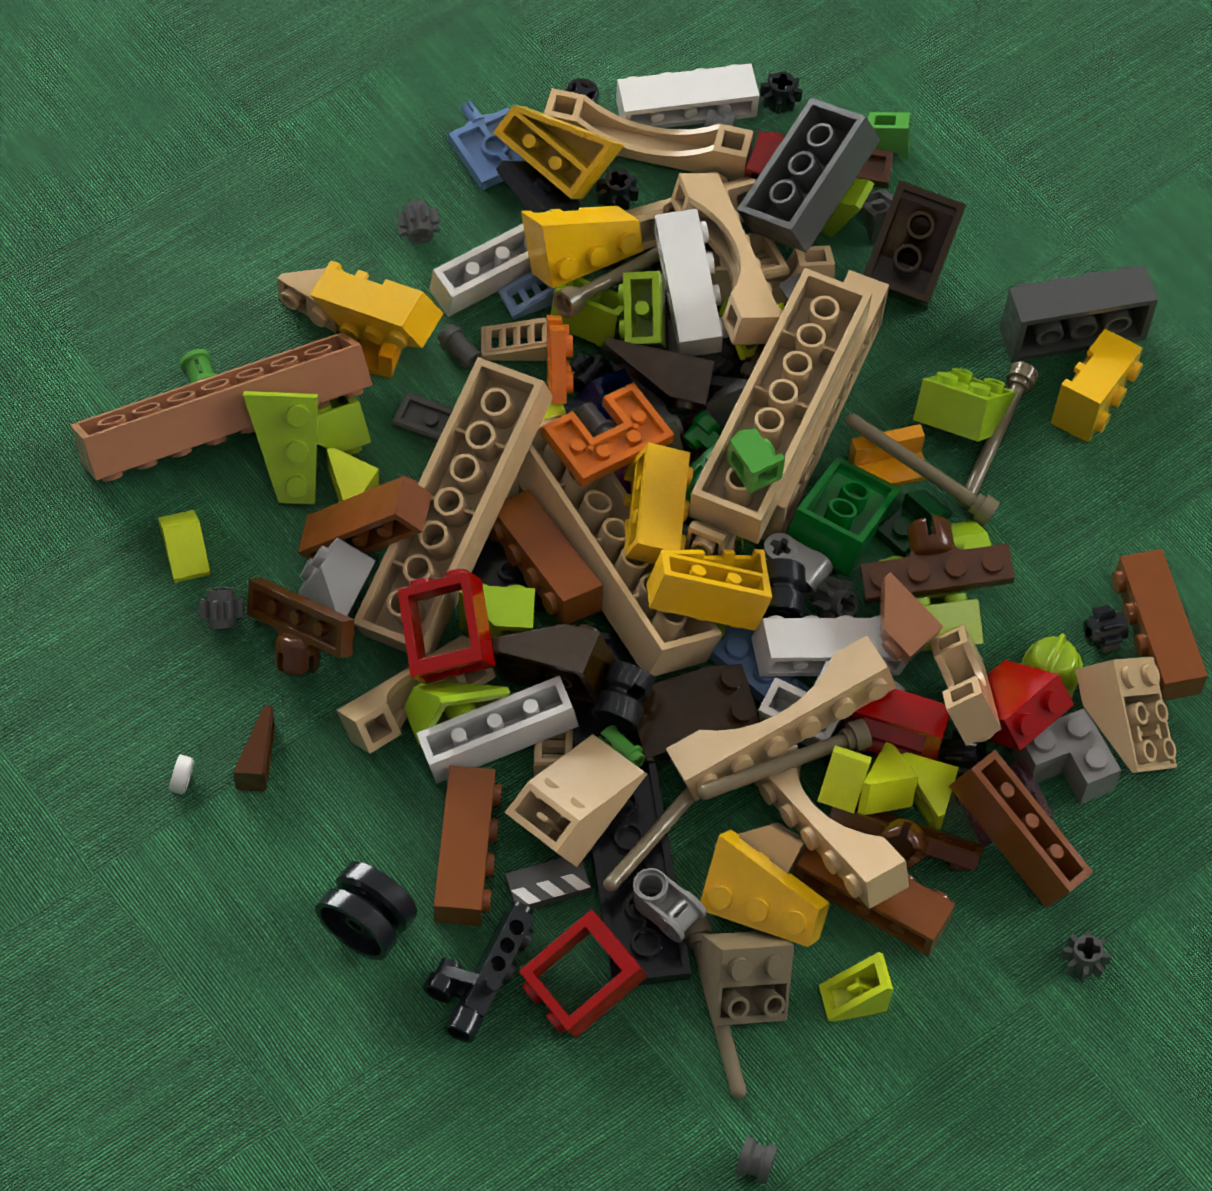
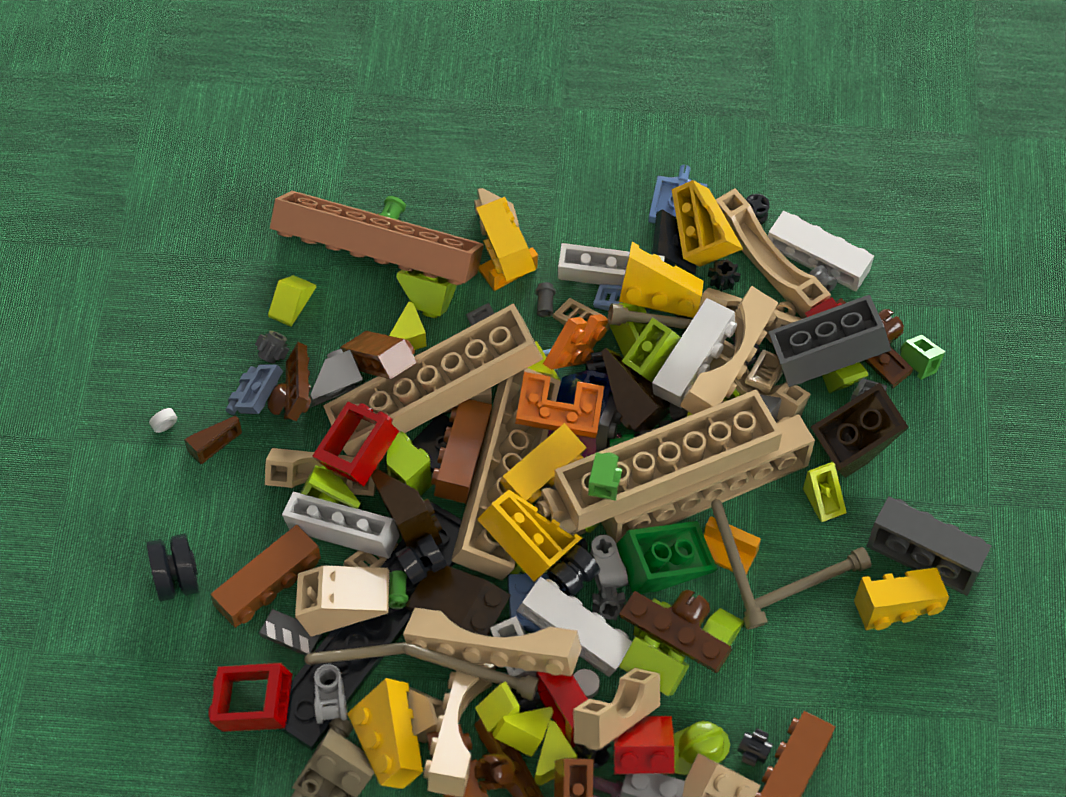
camera: 45 degrees right, 0 degrees up
(259, 661) = (254, 389): none -> sand blue plate
(288, 440) = (388, 281): lime wing -> none
(418, 222) = (590, 213): dark grey gear -> none
(480, 987) = (212, 655): black piece -> none
(594, 419) = (566, 391): dark grey pin -> none
(781, 92) = (880, 286): black gear -> none
(904, 621) = (621, 643): nougat slope -> none
(915, 506) = (716, 590): dark green slope -> none
(929, 336) = (824, 492): none -> neon yellow slope
(963, 403) = (802, 546): lime slope -> none

